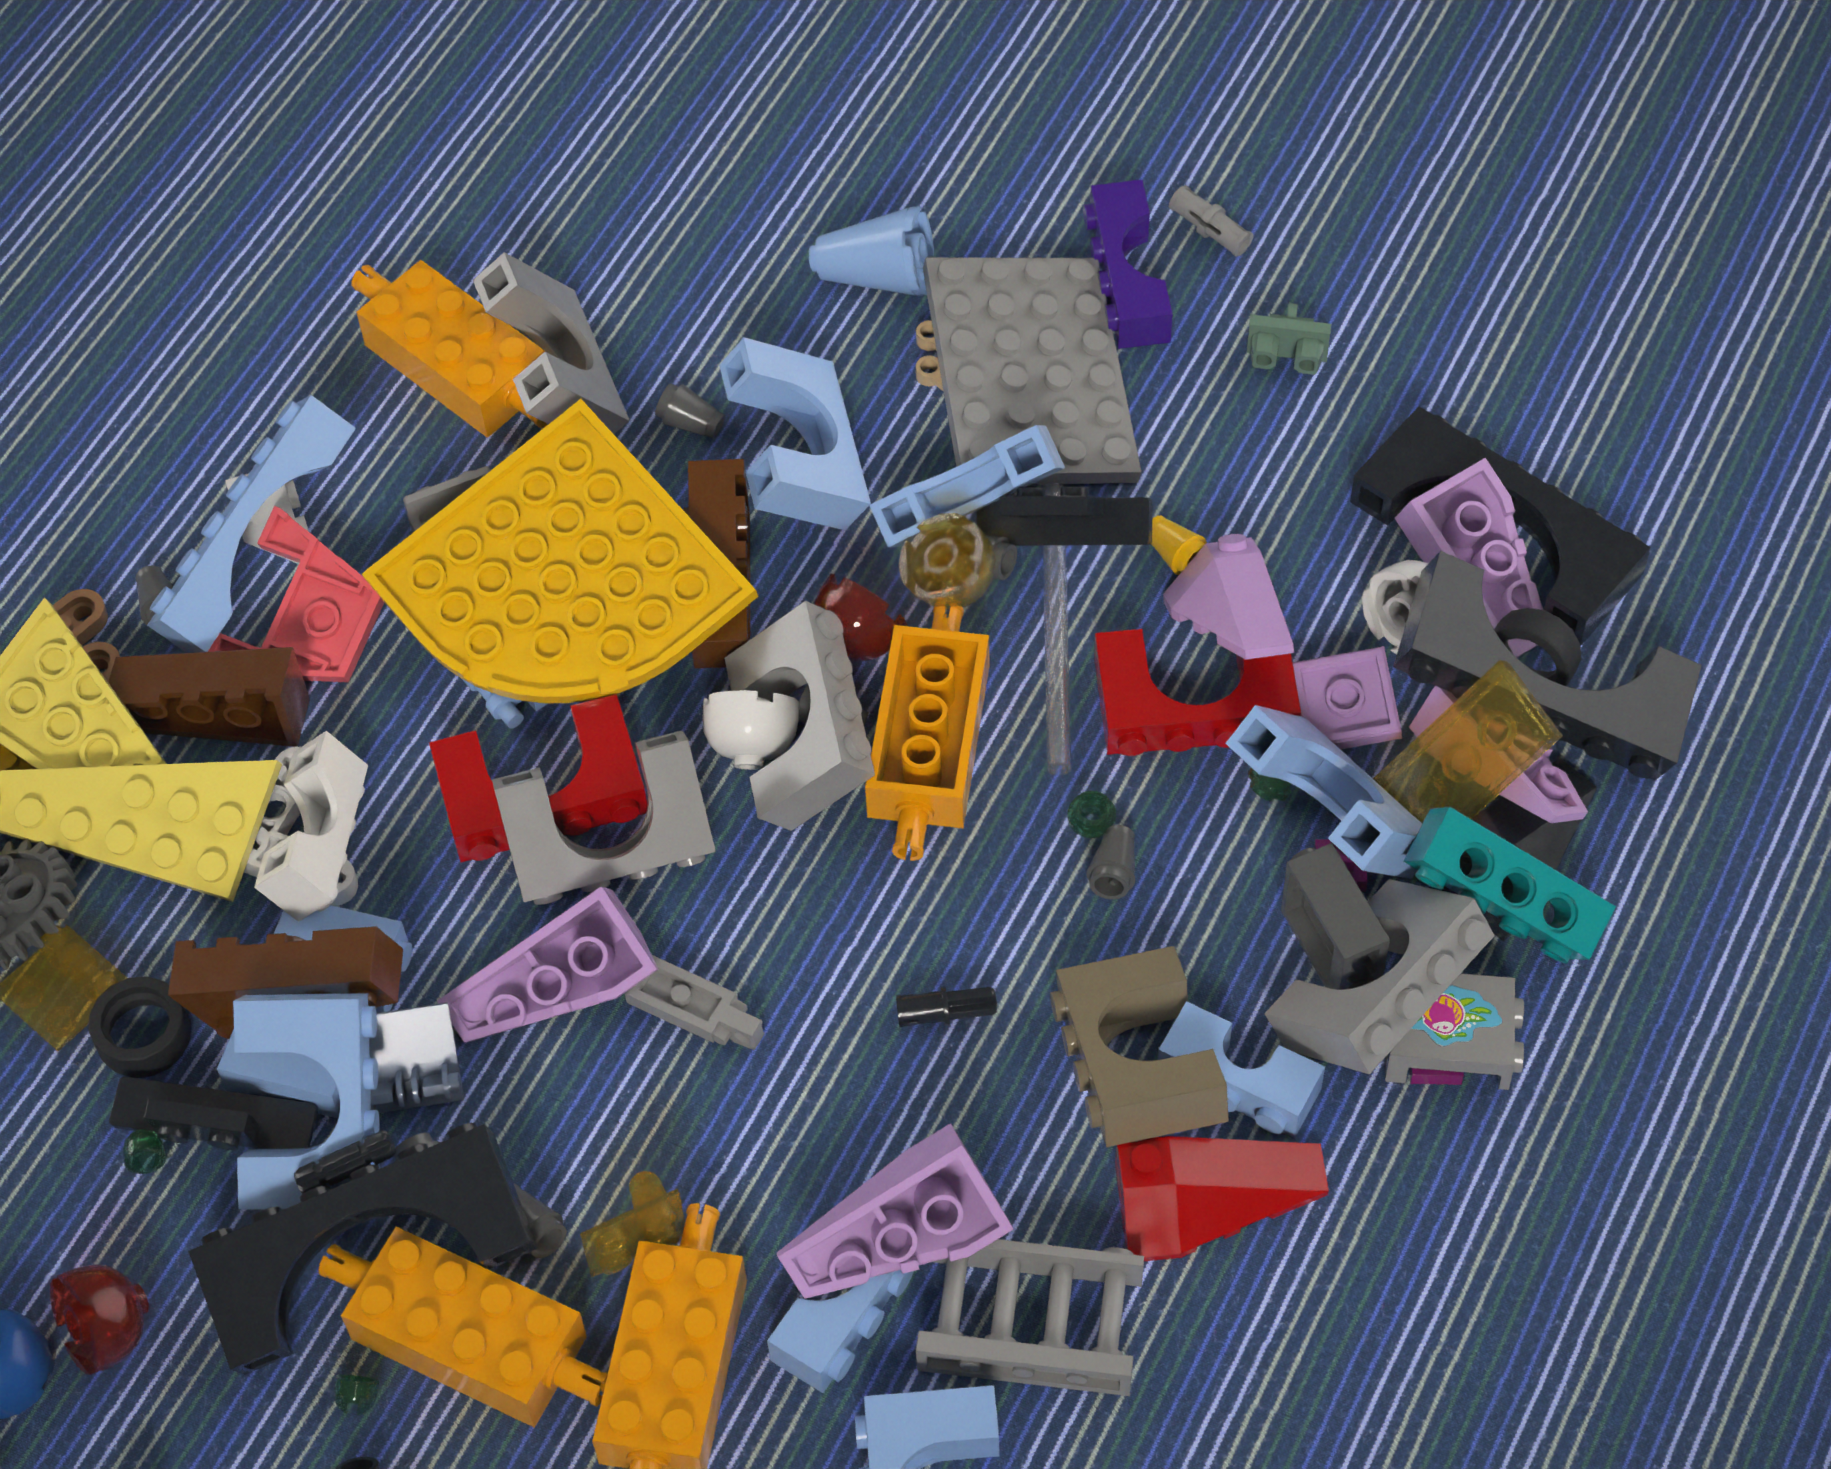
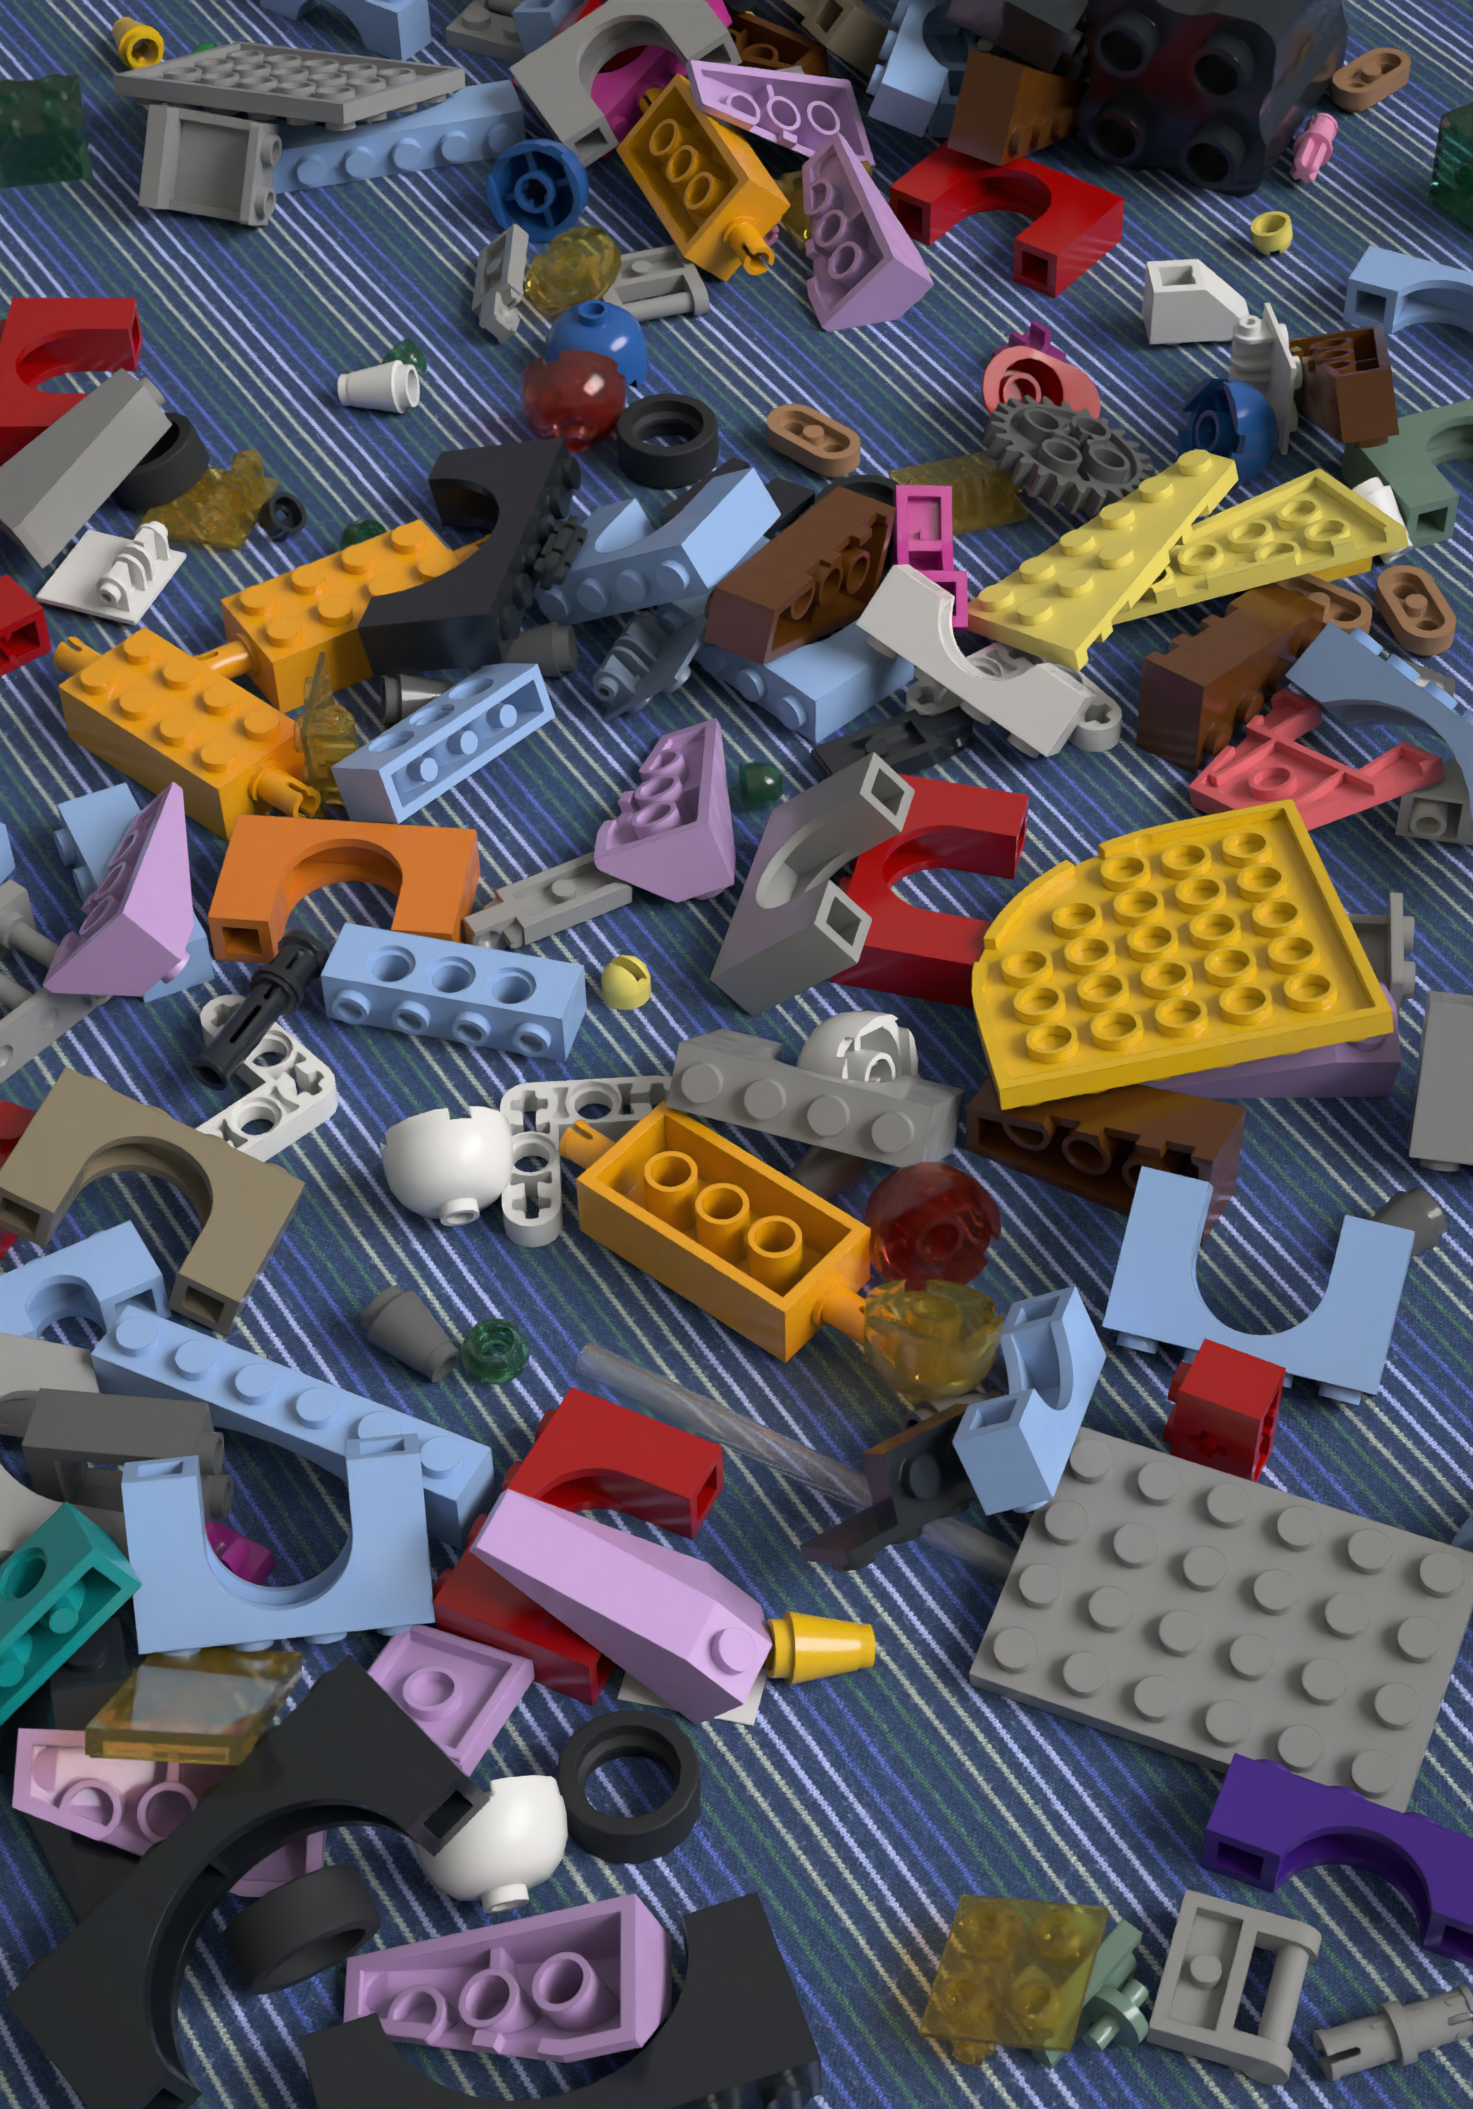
camera: 120 degrees right, 10 degrees down
(41, 1124) = (813, 440): none -> medium nougat plate
(91, 1195) = (673, 464): none -> black tyre
(230, 911) = (926, 542): none -> dark pink arch
(408, 876) = (903, 742): none -> black hinge
(490, 940) = (759, 785): none -> clear green hinge
(667, 1141) = (443, 743): none -> light blue brick
(714, 1090) = (283, 859): none -> orange arch
(744, 923) = (626, 983): none -> light yellow hinge
(832, 1078) = (454, 991): none -> light blue brick
(889, 889) = (556, 1110): none -> white beam
(899, 1106) = (274, 992): none -> black pin
(906, 410) = (1225, 1410): none -> red brick
(945, 1006) = (370, 1102): black axle -> none
(976, 906) = (449, 1165): none -> white cylinder
(979, 1069) = (274, 1089): none -> white beam
(1234, 301) = (1207, 1979): none -> light grey plate
(1235, 893) = (293, 1410): none -> light blue arch
(1309, 357) = (1013, 1975): none -> clear yellow hinge
(1324, 554) = (634, 1736): none -> black tyre

